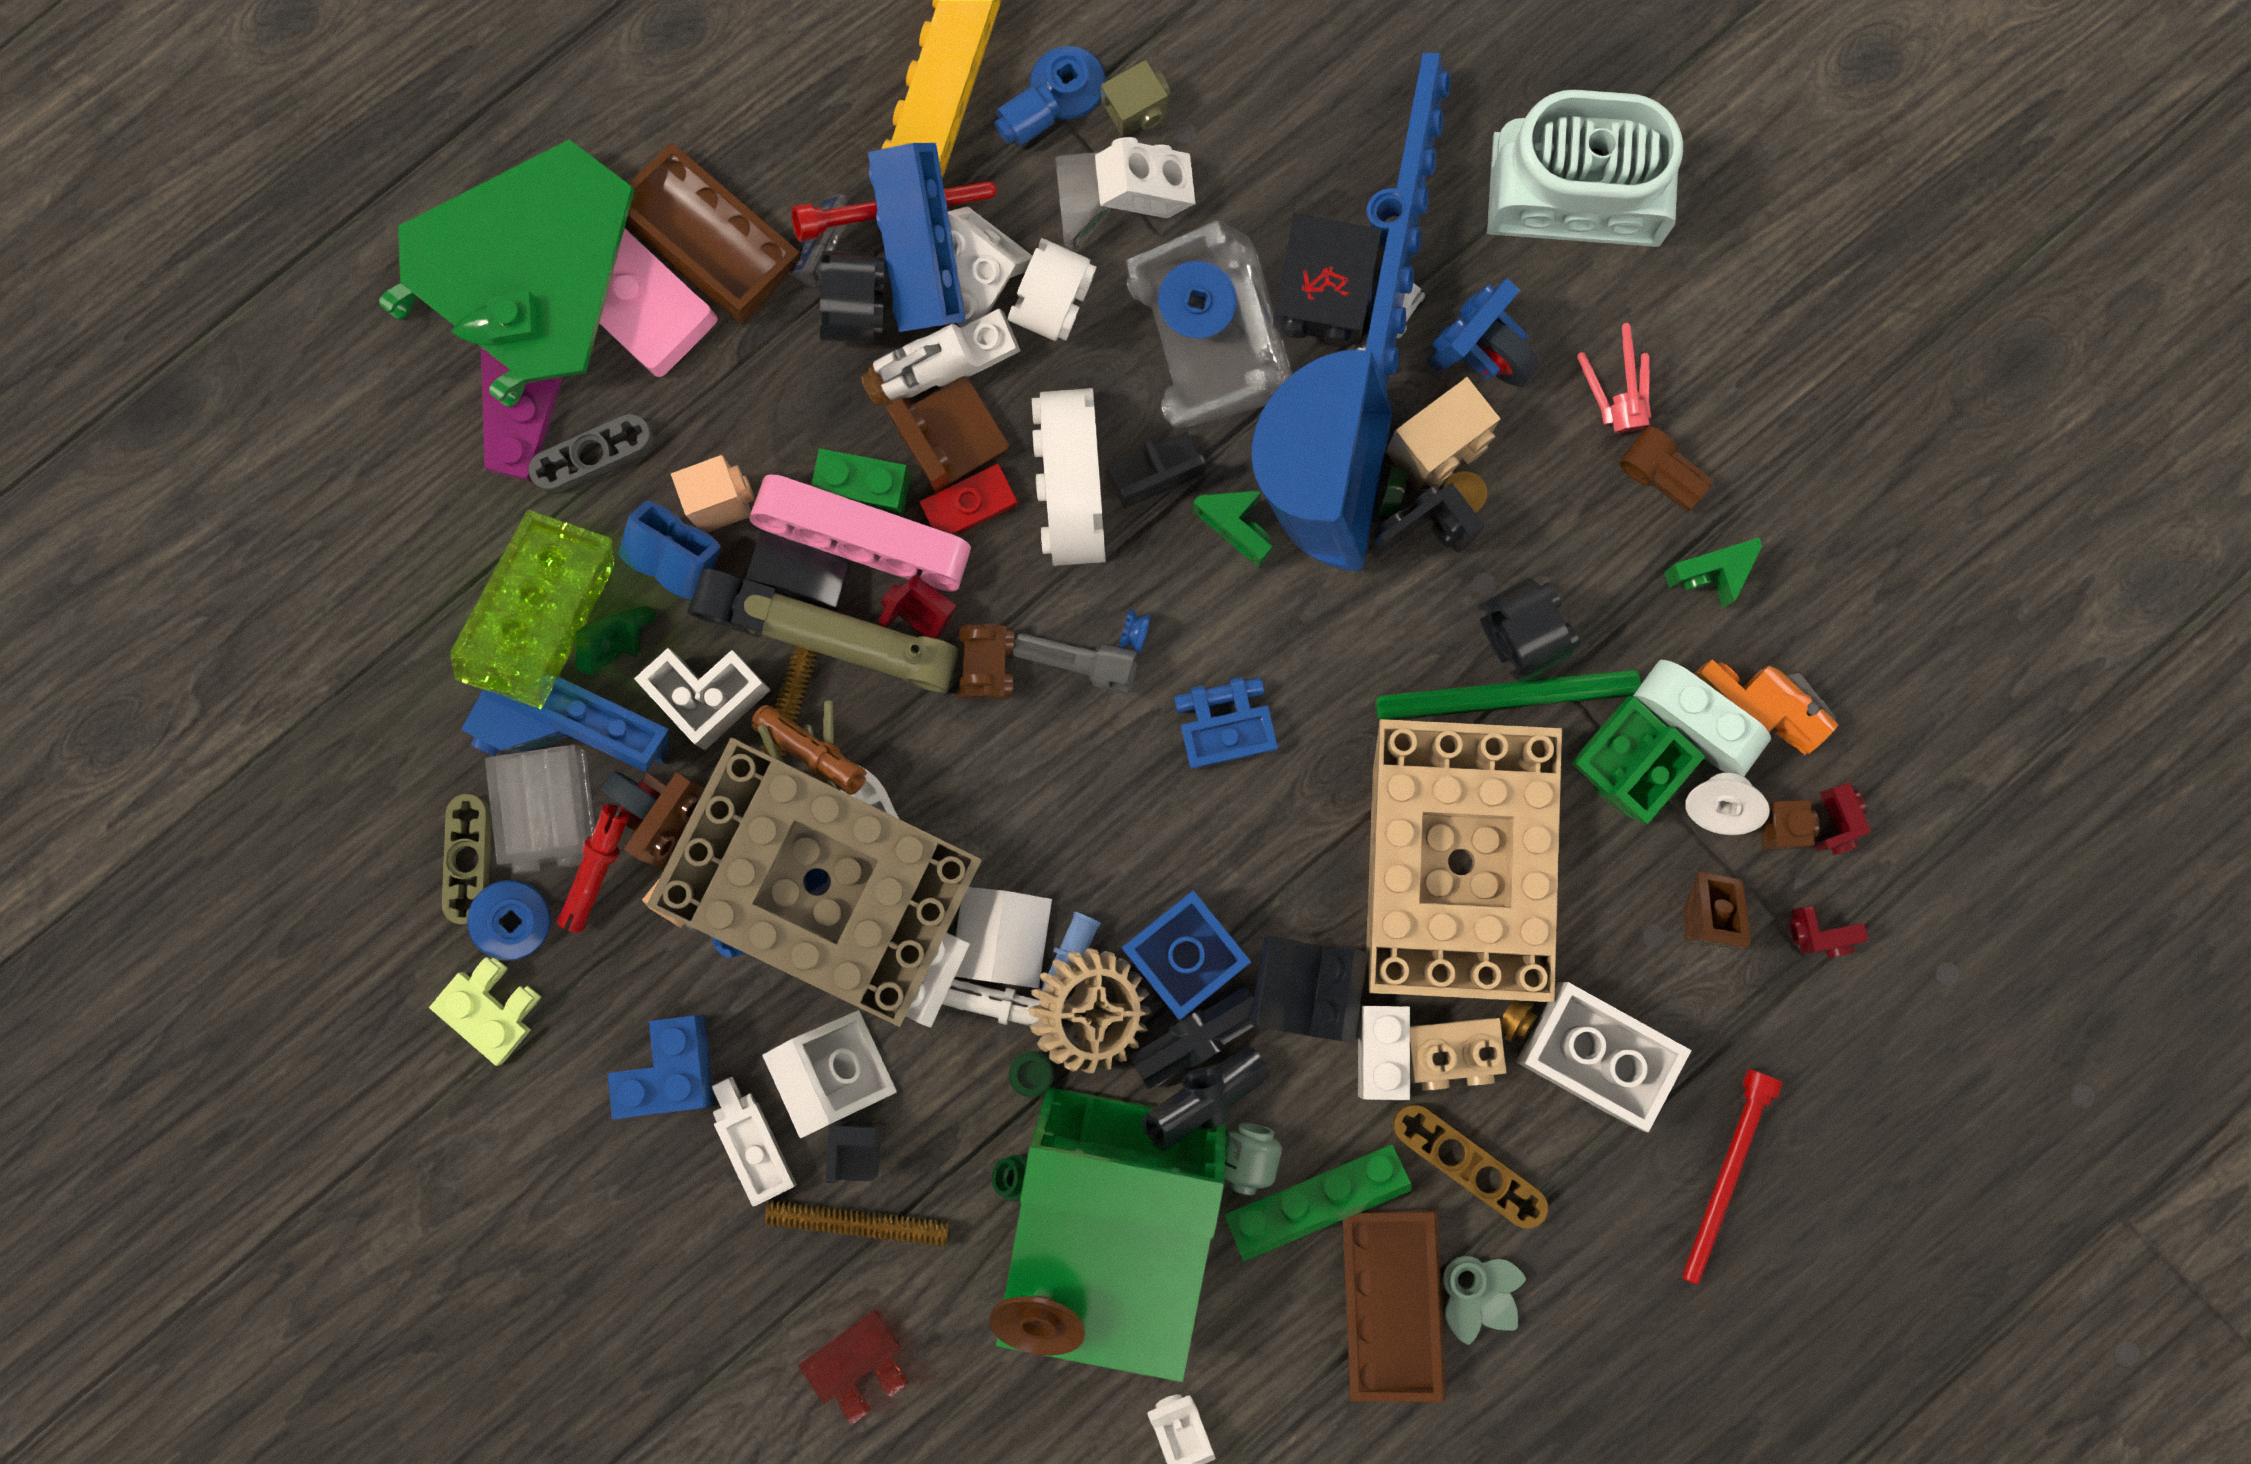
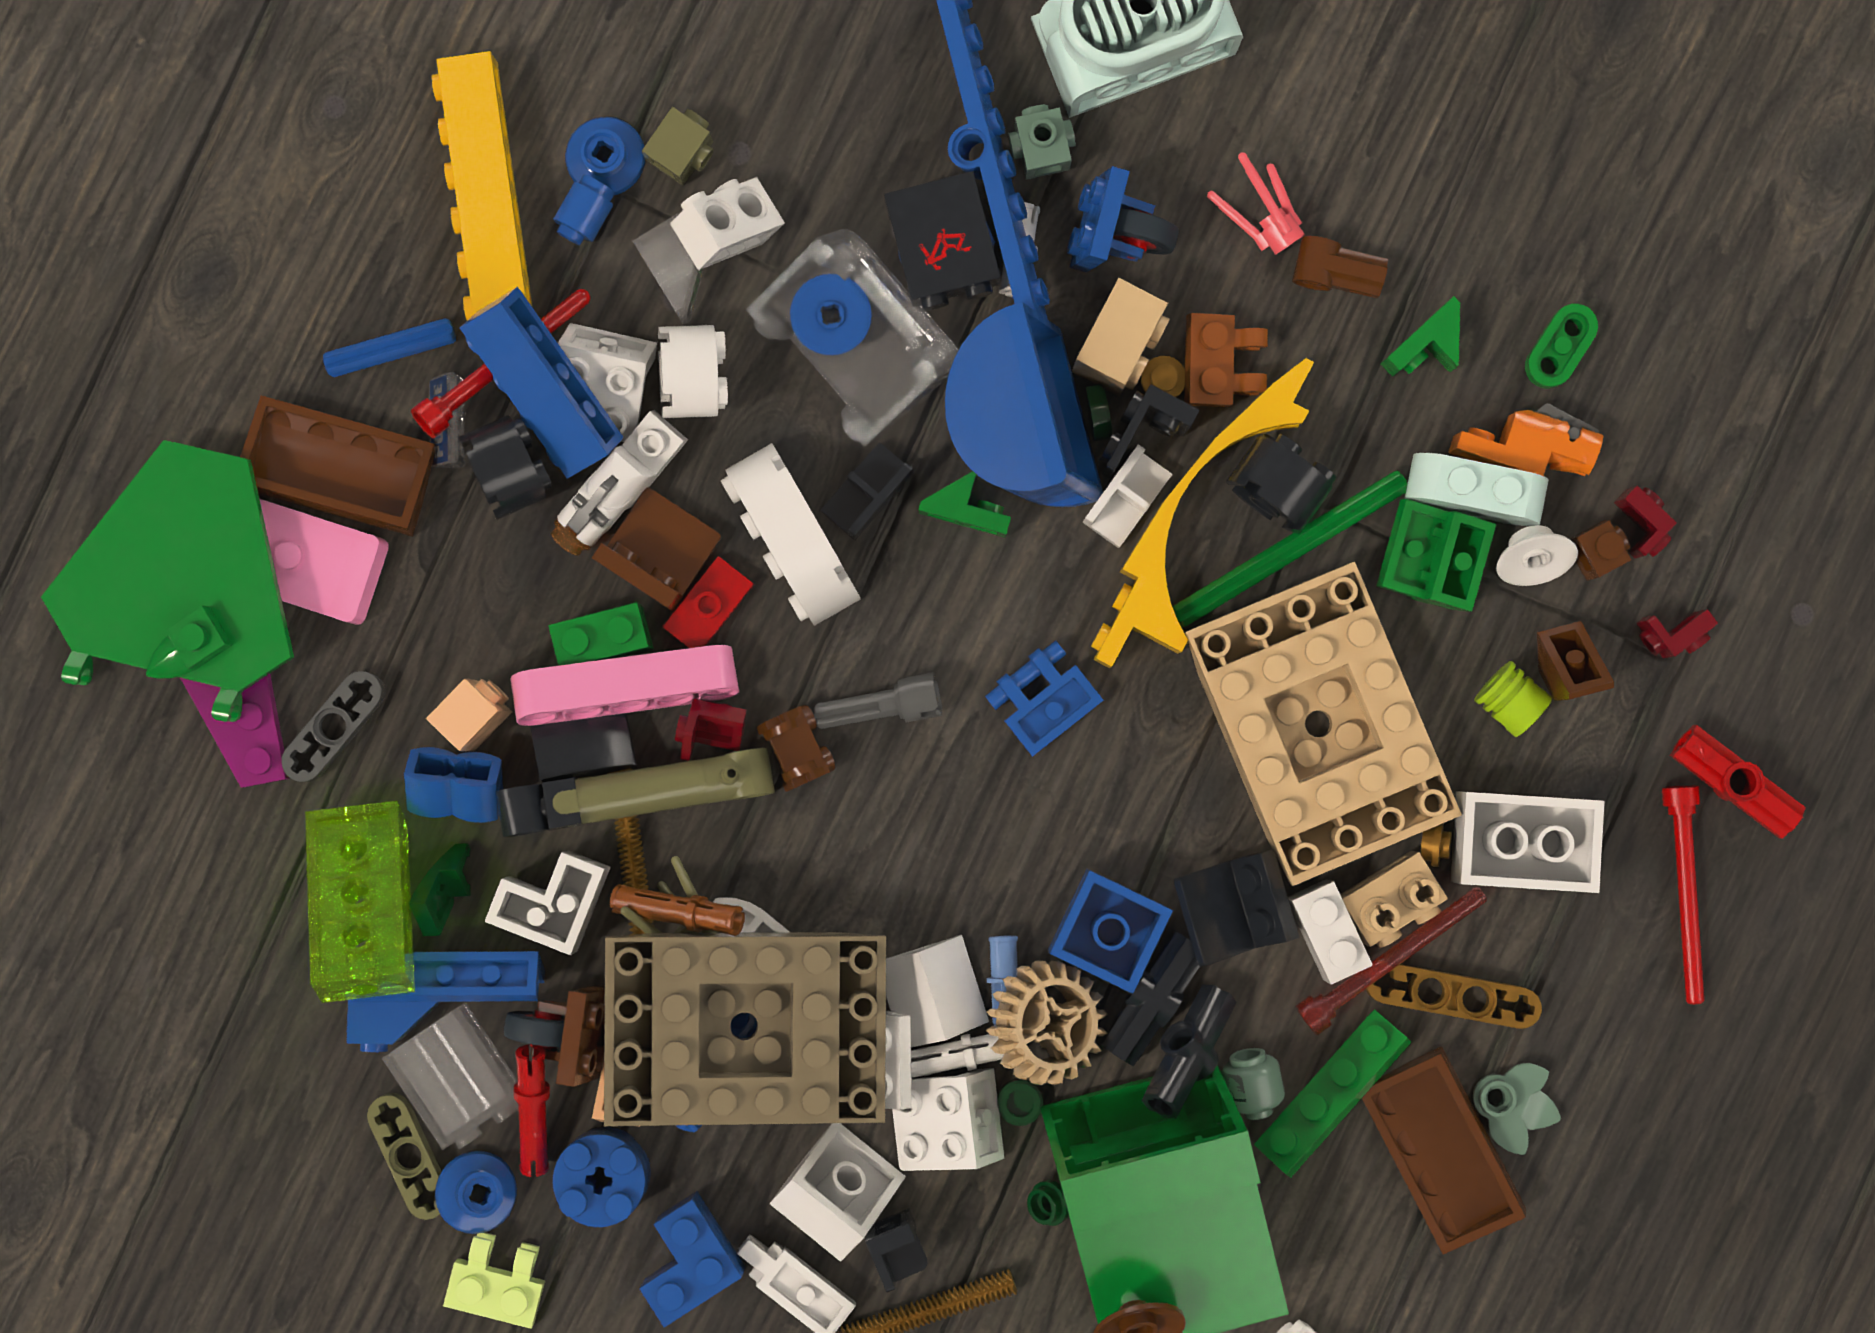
camera: 30 degrees left, 5 degrees up
(599, 963) = (580, 1192): none -> blue brick
(802, 155) = (389, 347): none -> blue axle
(959, 1061) = (950, 1123): none -> white bracket
(1136, 631) = (922, 653): blue bush -> none
(1340, 1119) = (1320, 1010): none -> clear red piece
(1356, 682) = (1147, 603): none -> yellow slope
(1382, 580) = (1127, 497): none -> white panel
(1454, 238) = (1037, 156): none -> sand green brick
(1514, 495) = (1211, 360): none -> dark orange plate
(1648, 922) = (1513, 699): none -> lime piece
(1833, 631) = (1561, 348): none -> green plate
(1834, 1121) = (1760, 796): none -> red piece

